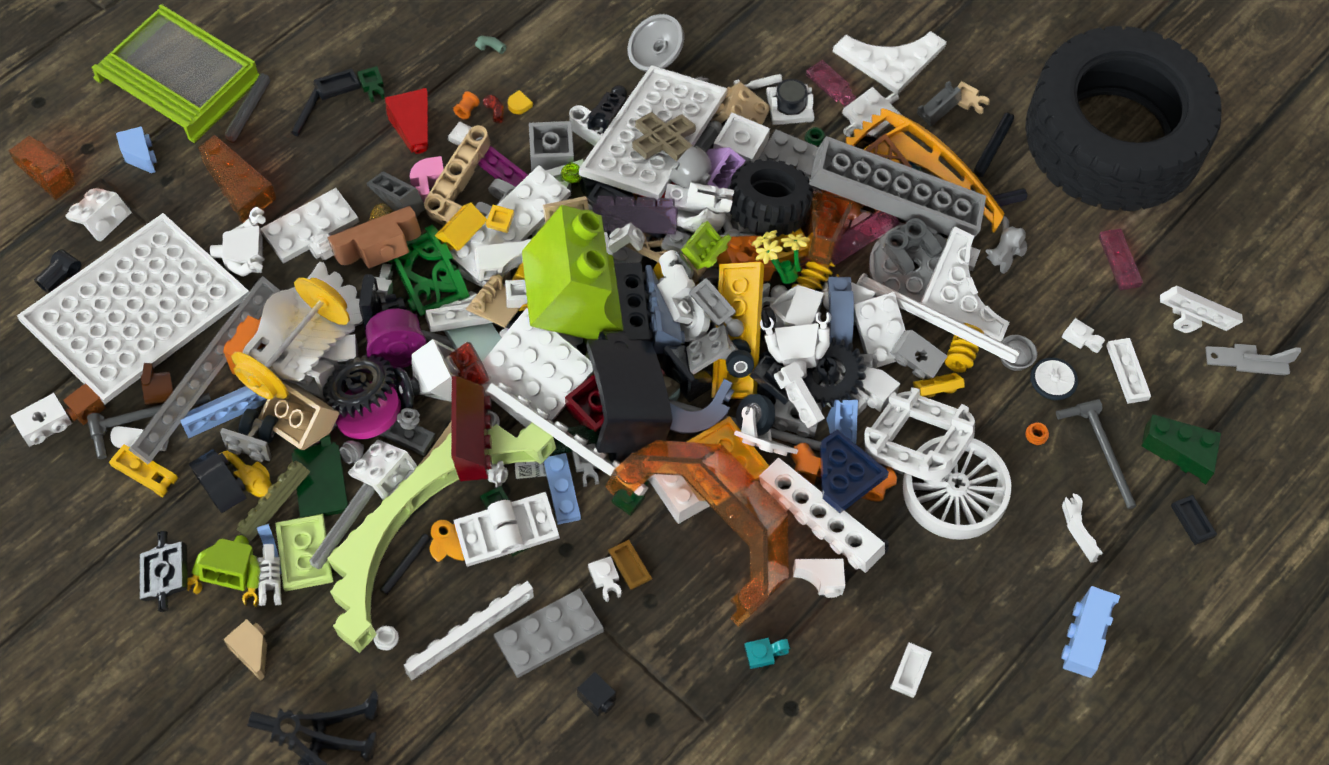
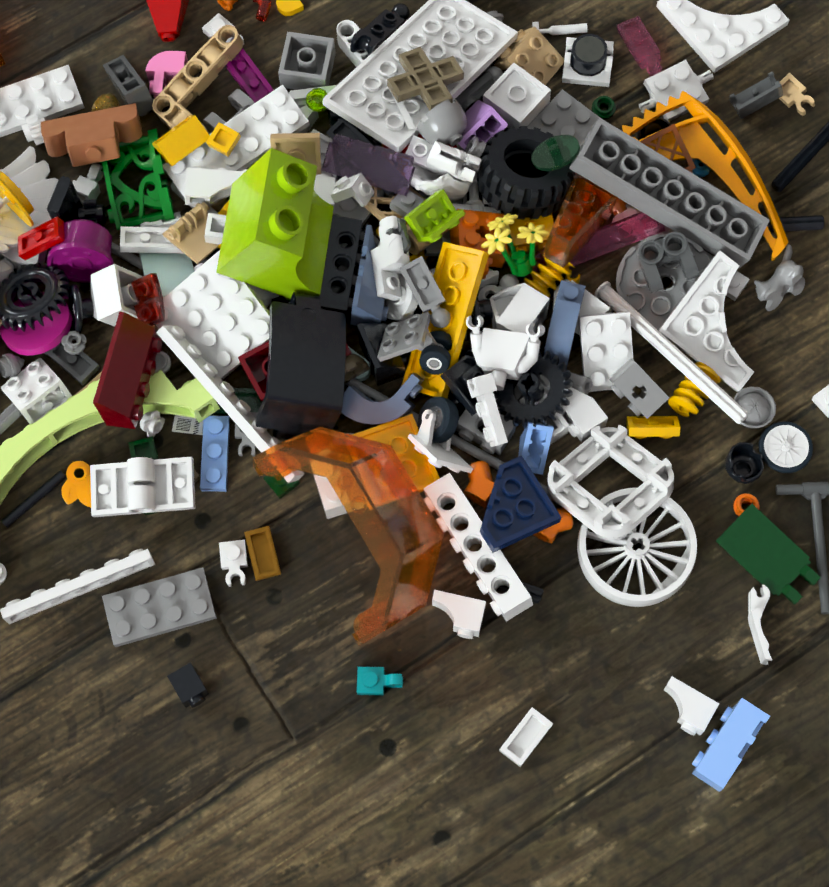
camera: 20 degrees right, 10 degrees up
(358, 332) = (41, 238): none -> red plate
(651, 165) = (405, 114): none -> white sticker
(723, 182) = (475, 147): none -> light grey bush
(795, 173) = (555, 152): none -> clear green piece
(1024, 398) = (744, 463): none -> black hair
(1048, 609) = (693, 707): none -> white arch
(1068, 468) = (767, 553): none -> dark green tile

